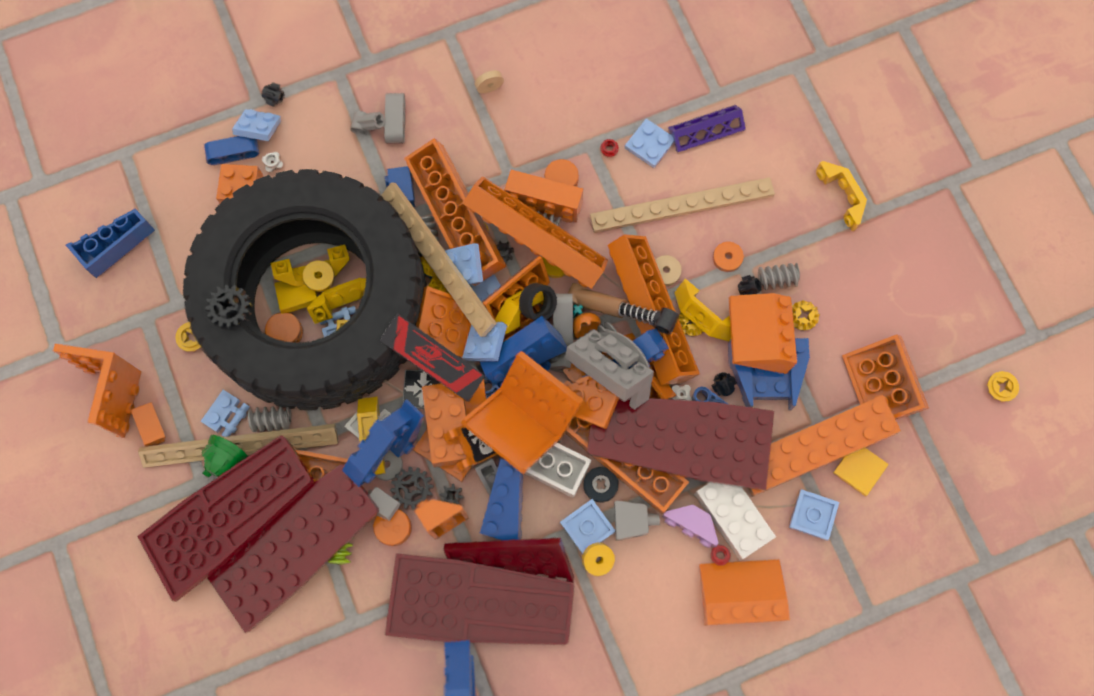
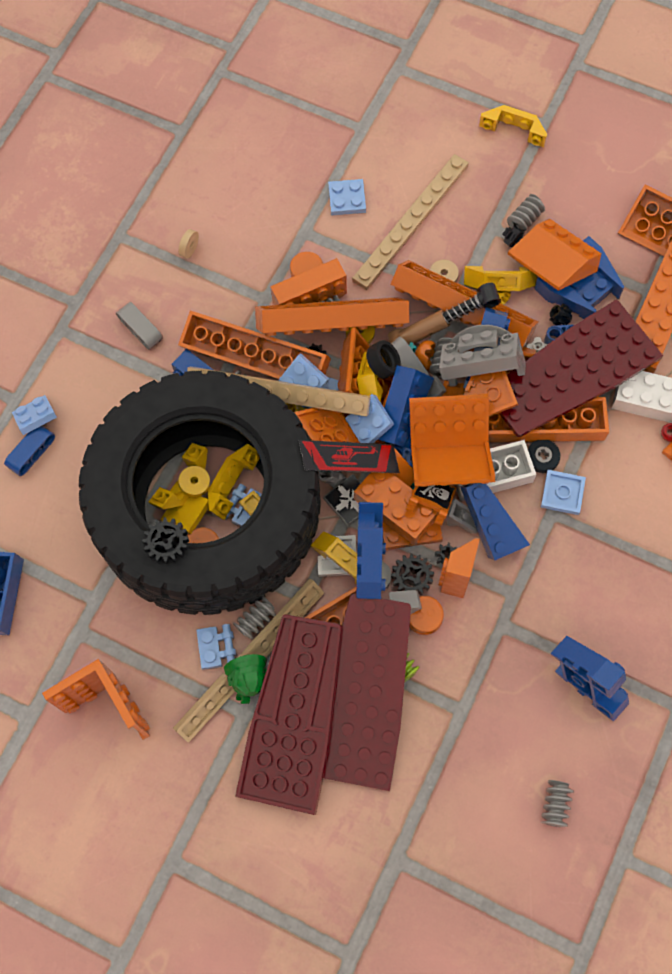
camera: 40 degrees left, 5 degrees down
(148, 425) = (162, 706): orange hinge -> none
(182, 337) = (125, 607): yellow gear -> none
(234, 177) = (61, 469): orange brick -> none
(272, 94) = (24, 383): black gear -> none
(272, 157) = (67, 430): white plate -> none
(366, 121) = (118, 346): light grey piece -> none
(476, 603) = (533, 616): dark red wing -> none
(527, 556) = (536, 554): dark red wing -> none
(604, 565) = (599, 504): yellow piece -> none
(609, 143) = (321, 218): red plate -> none
(633, 520) = (589, 460): light grey torso -> none
(694, 523) = (633, 425): lavender slope -> none
(705, 121) = (372, 152): dark purple fence -> none
(731, 249) = (474, 236): orange piece -> none
(803, 323) = (575, 225): yellow gear -> none

